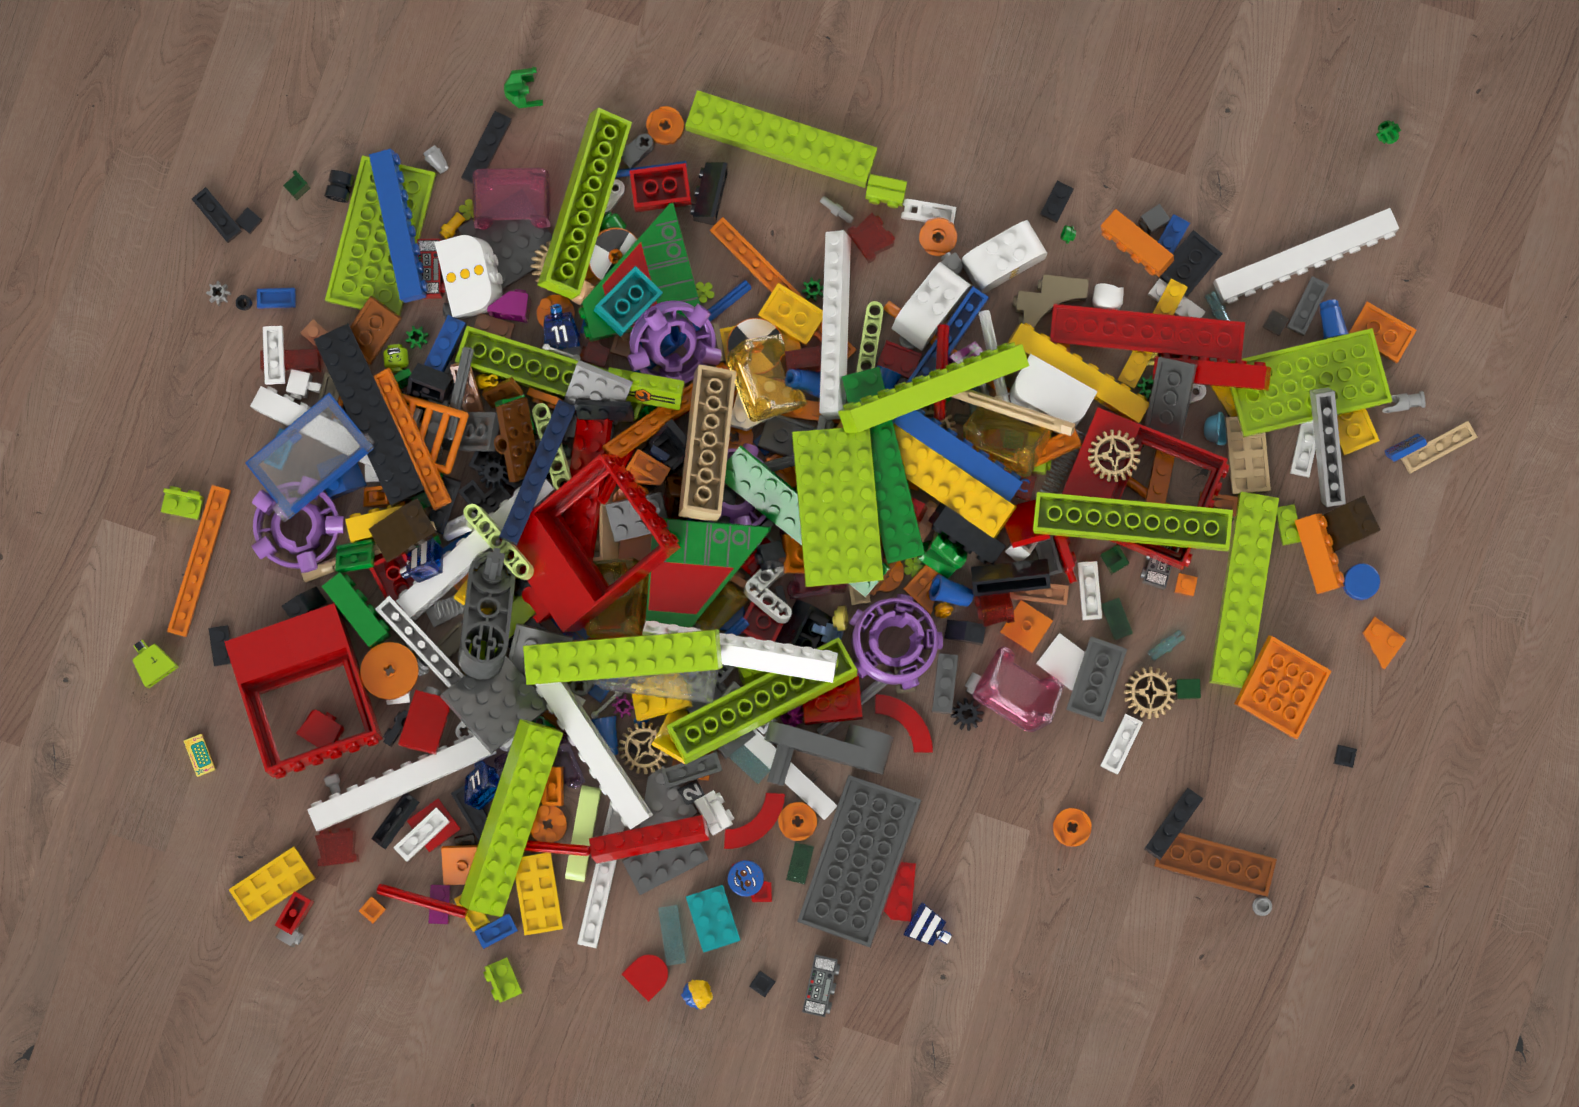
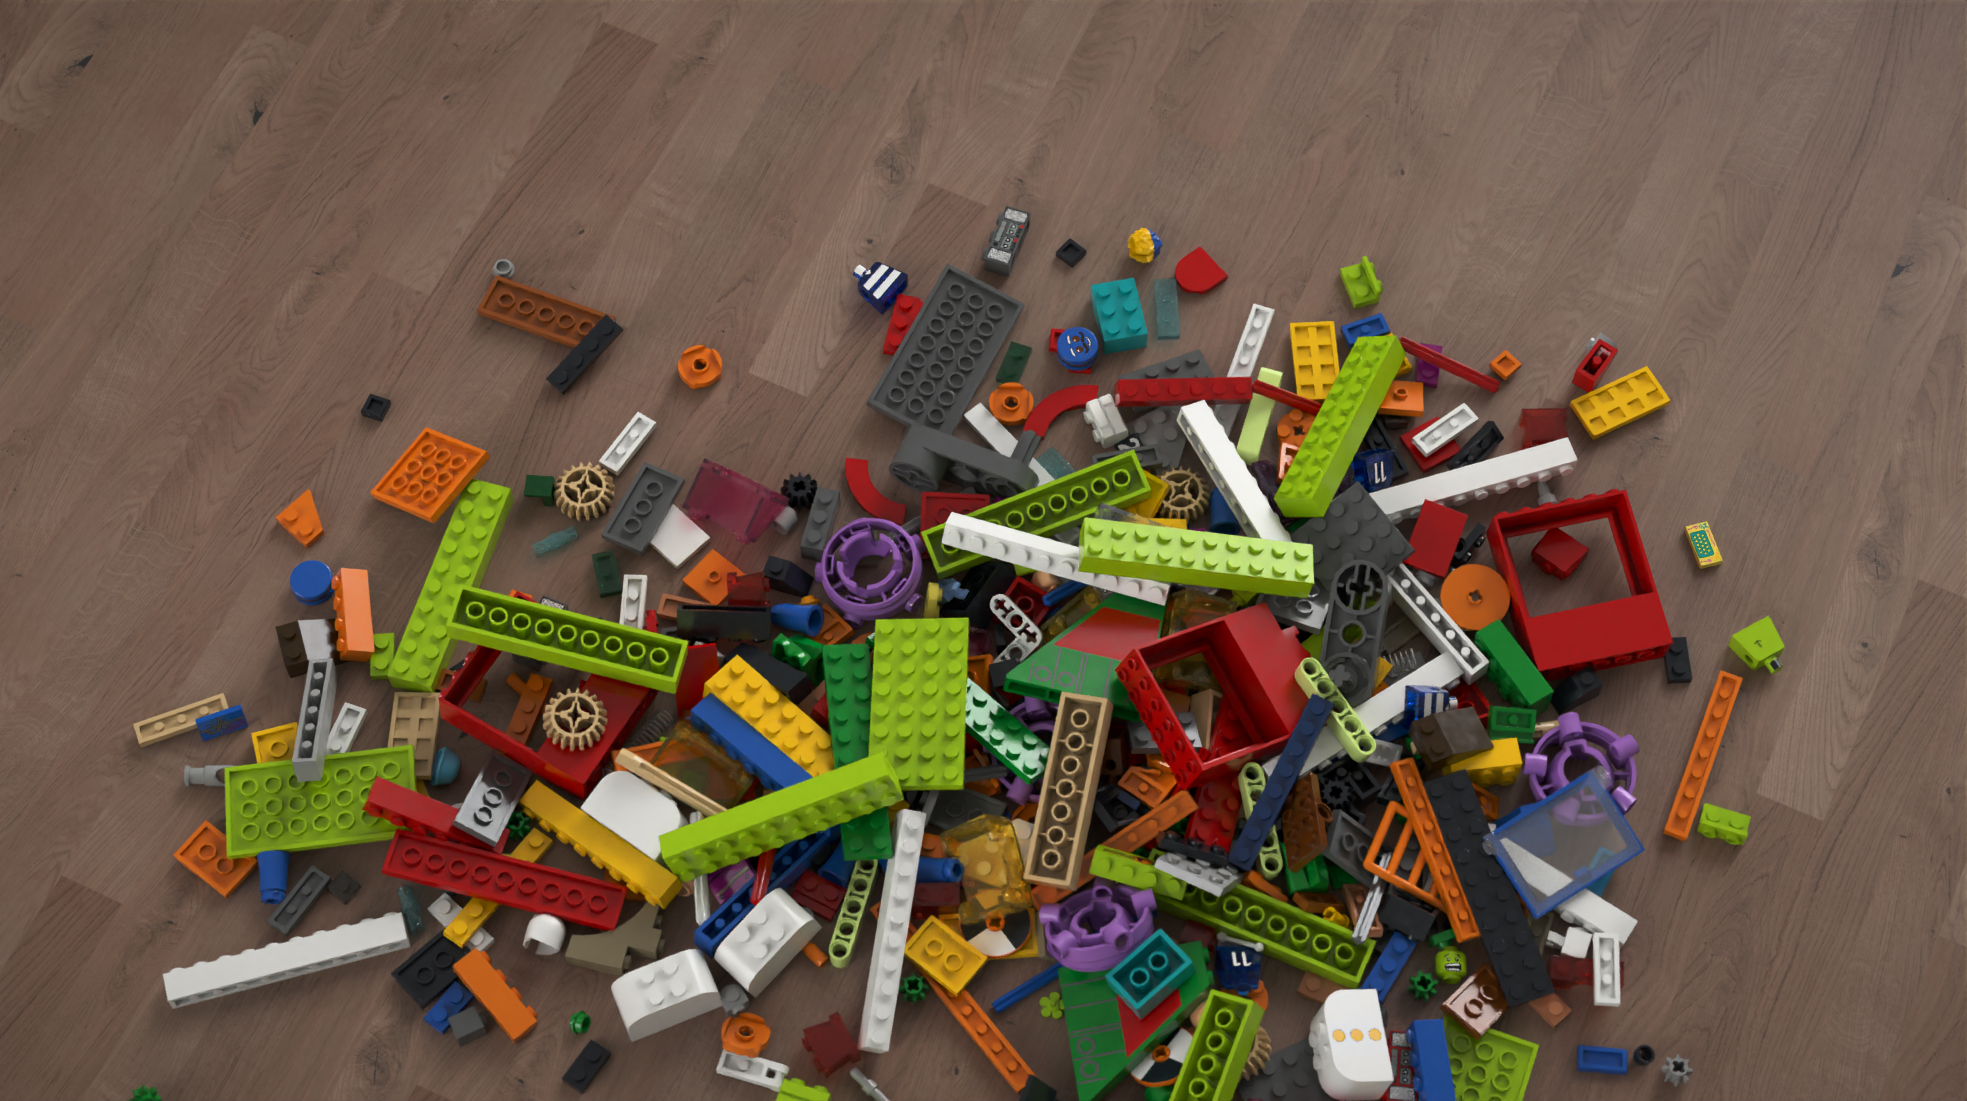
camera: 175 degrees left, 20 degrees down
(512, 306) = (1298, 1003): magenta slope -> none

